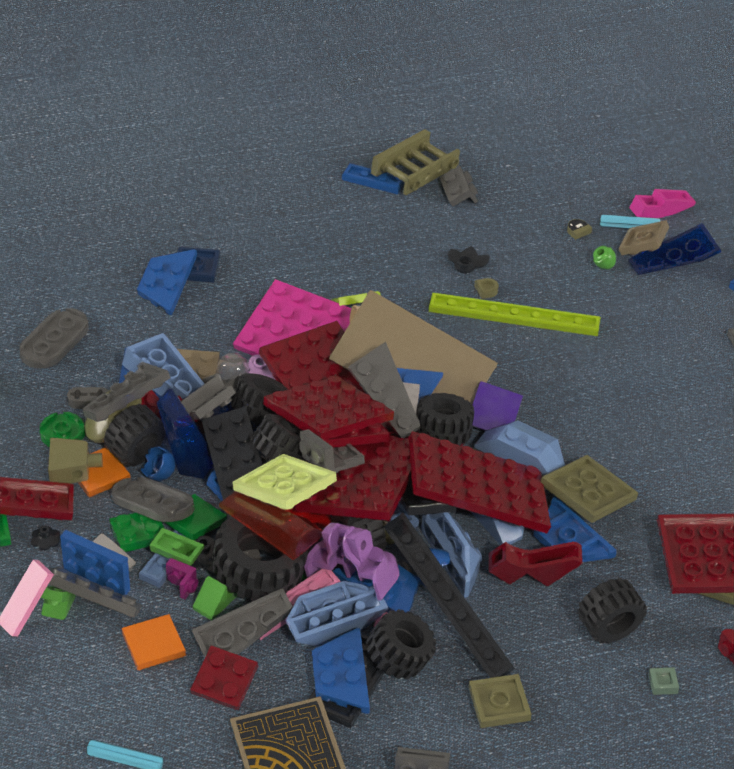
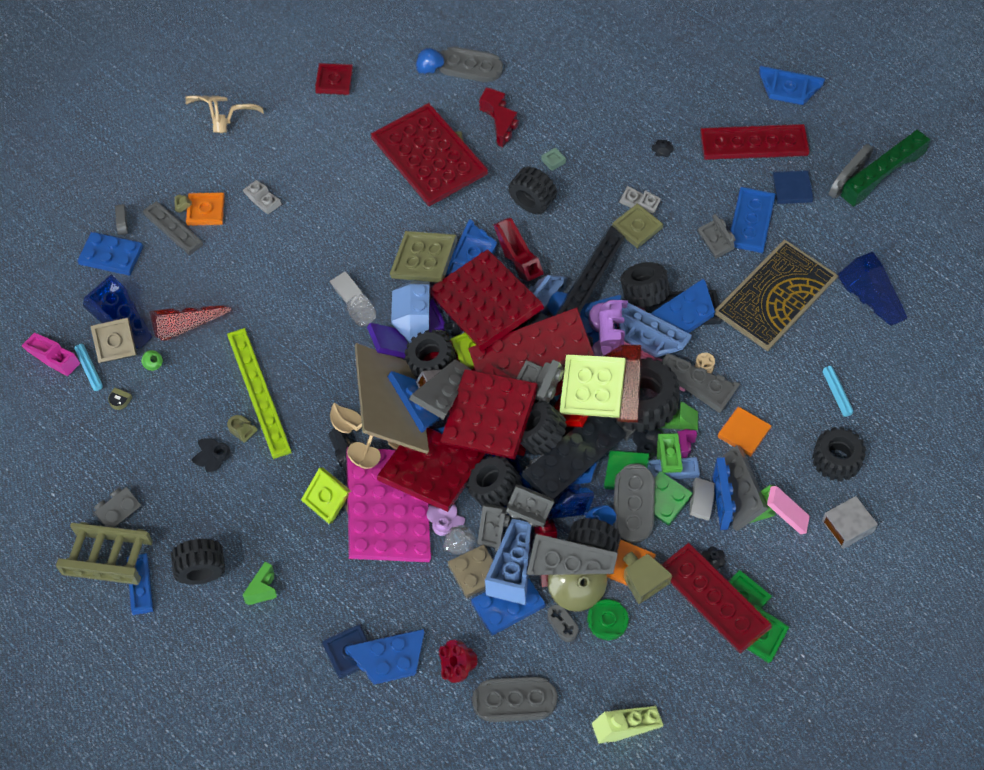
camera: 120 degrees left, 15 degrees up
(49, 710) = (845, 442): none -> black tyre
(117, 310) = (456, 661): none -> dark red plate
(224, 677) = (741, 370): dark red plate -> none
(263, 646) = (705, 359): none -> tan wheel
(305, 234) = (258, 589): none -> bright green slope
(354, 197) = (197, 561): none -> black tyre
(474, 284) = (244, 431): none -> olive tile
(538, 730) = (647, 200): none -> light grey slope
(551, 408) = (361, 310): none -> clear gear
(596, 415) = (345, 286): none -> light grey slope
(641, 290) = (171, 322): none -> clear red wedge

